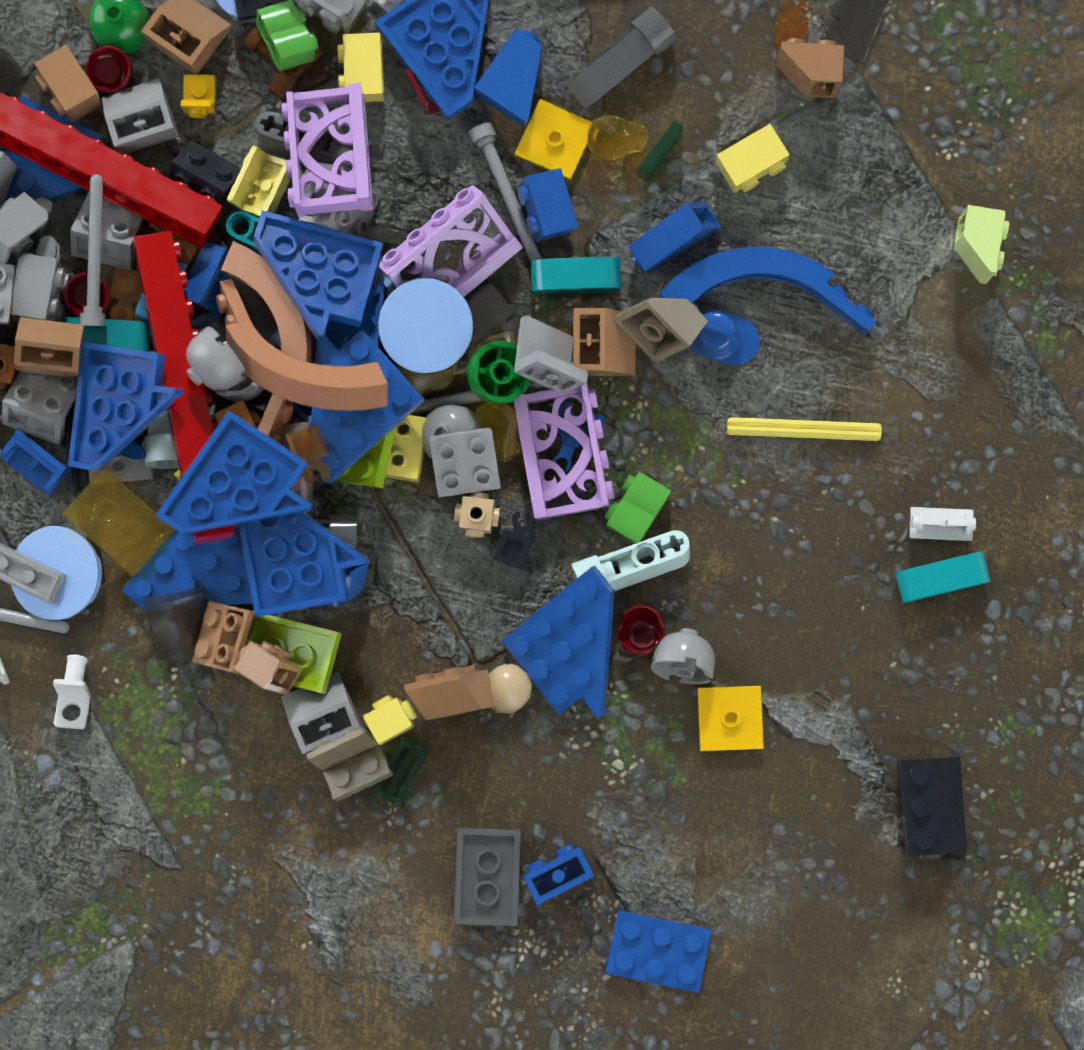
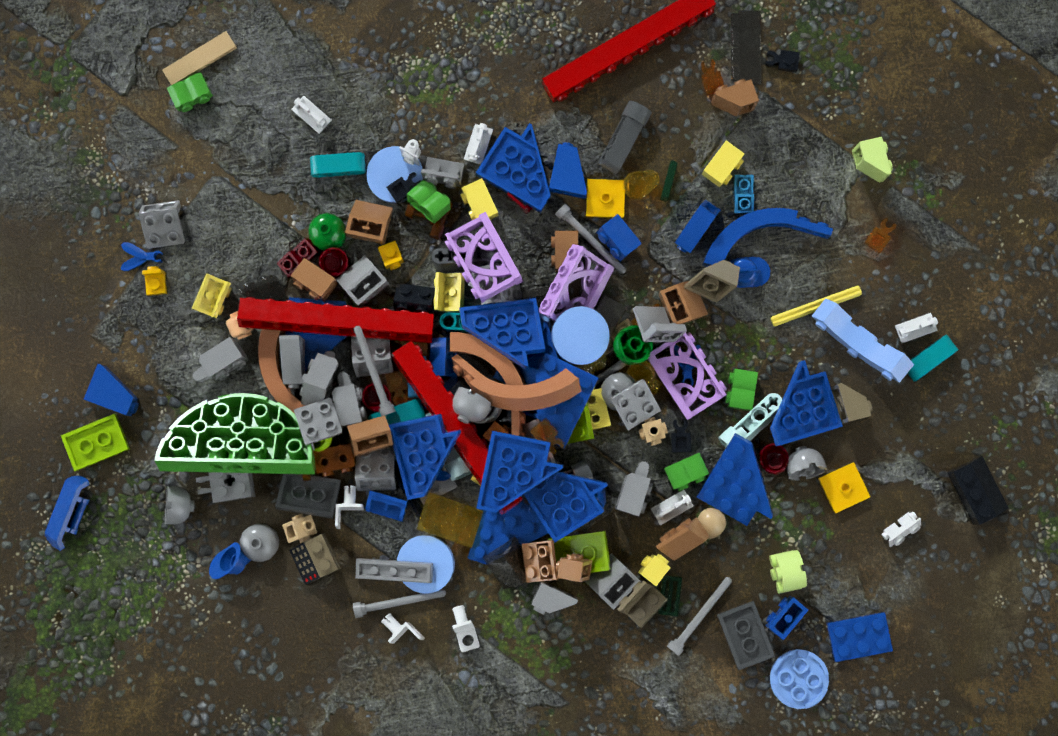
camera: 25 degrees left, 0 degrees up
(73, 34) = (293, 258): none -> dark red slope
(215, 697) = (551, 599): none -> light grey slope
(379, 848) = (677, 645): none -> light grey piece
(410, 591) = (634, 490): none -> light grey hinge
(456, 177) = (562, 243): none -> medium nougat brick
(458, 641) = (672, 507): none -> white hinge
(502, 596) = (686, 471): none -> bright green brick
(541, 976) = (799, 679): none -> light blue tile
(575, 275) = (650, 271): teal beam -> none
(589, 806) = (788, 571): none -> yellowish green brick
(719, 574) = (805, 408): none -> blue wing
(766, 216) = (743, 194): none -> dark azure slope
(791, 596) = (850, 403): none -> dark tan slope
(805, 814) = (908, 525): none -> white hinge
(846, 508) = (861, 342): none -> light blue brick
(916, 43) = (786, 60): none -> black plate
(942, 365) = (878, 237): none -> clear orange plate

